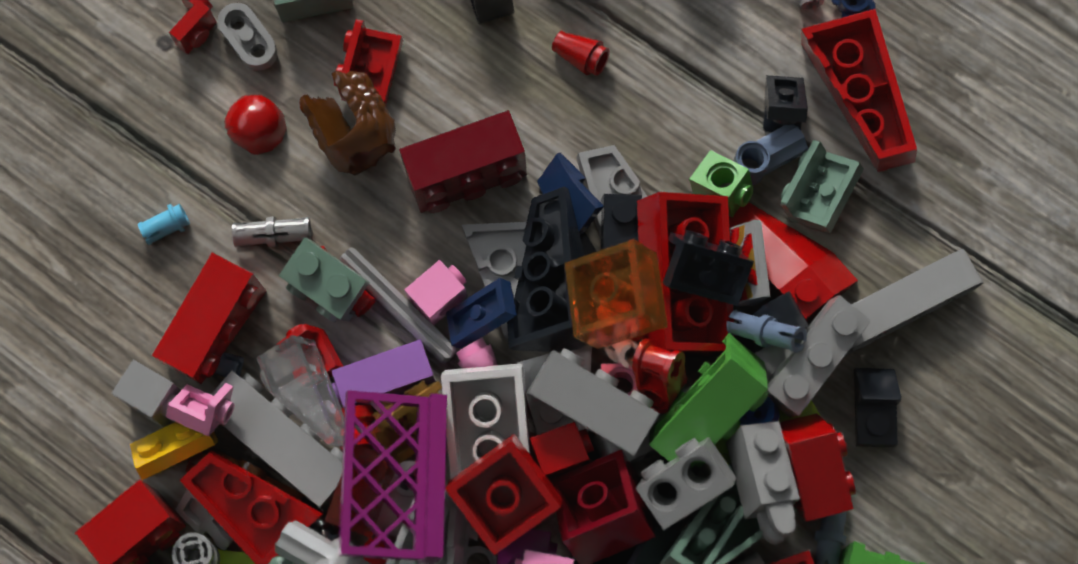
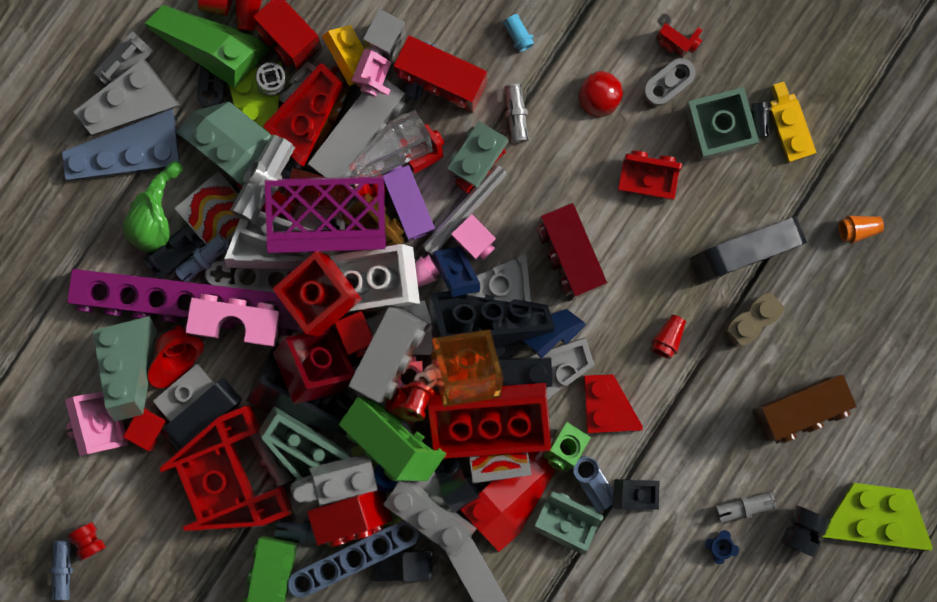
camera: 75 degrees right, 10 degrees up
(371, 136) = (585, 161): reddish brown piece -> none
(668, 133) = (608, 406): none -> red wing
(691, 489) = (326, 427): light grey brick -> none
(707, 268) = (490, 435): black bracket -> none
(766, 331) = (445, 480): sand blue pin -> none
(862, 81) = (655, 552): red wedge -> none
(882, 480) = (342, 563): none -> sand blue beam

